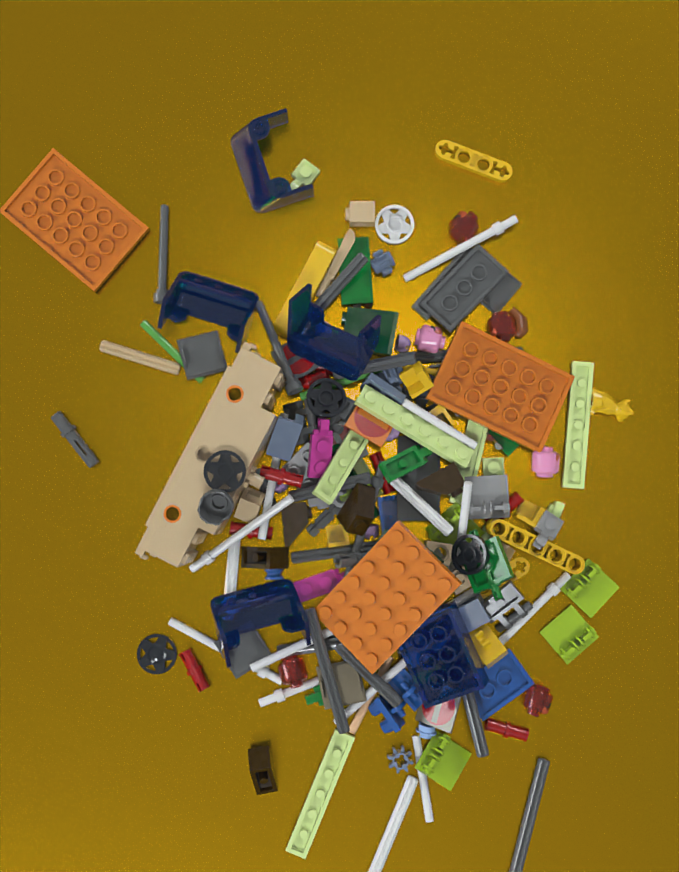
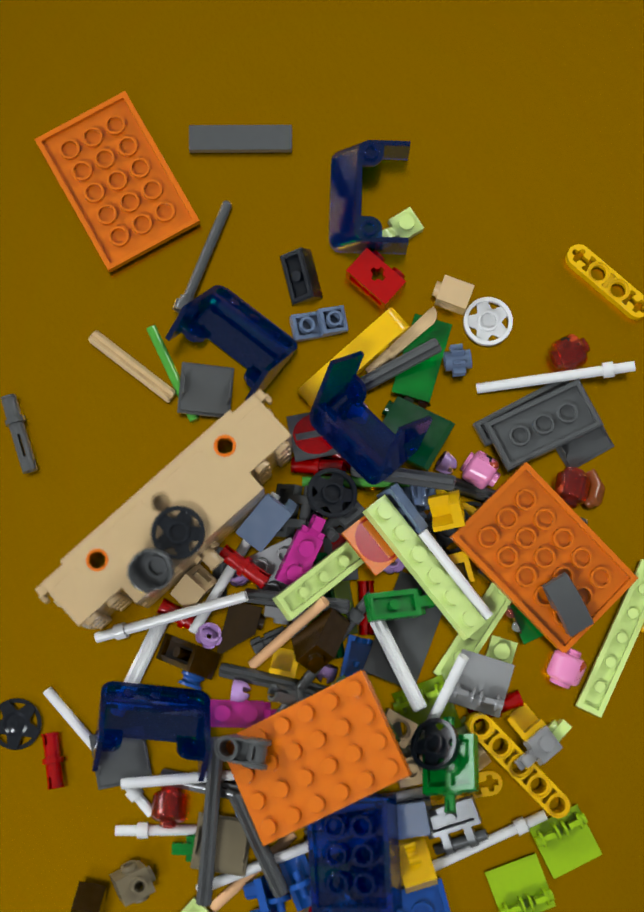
camera: 20 degrees right, 5 degrees down
(155, 152) = (240, 138): none -> dark grey tile
(241, 241) = (301, 276): none -> black slope
(268, 273) = (318, 324): none -> sand blue slope
(274, 532) = (209, 629): none -> lavender plate
(287, 735) = (133, 882): none -> dark tan brick
(292, 385) = (298, 463): dark grey piece -> none
(304, 231) = (380, 291): none -> red brick
(310, 568) = (238, 689): none -> lavender hinge
(332, 512) = (288, 632): none -> light nougat bar
(336, 611) = (248, 751): none -> dark grey piece
(443, 482) = (434, 646): dark brown slope -> none
(530, 415) = (568, 604): none -> dark grey slope

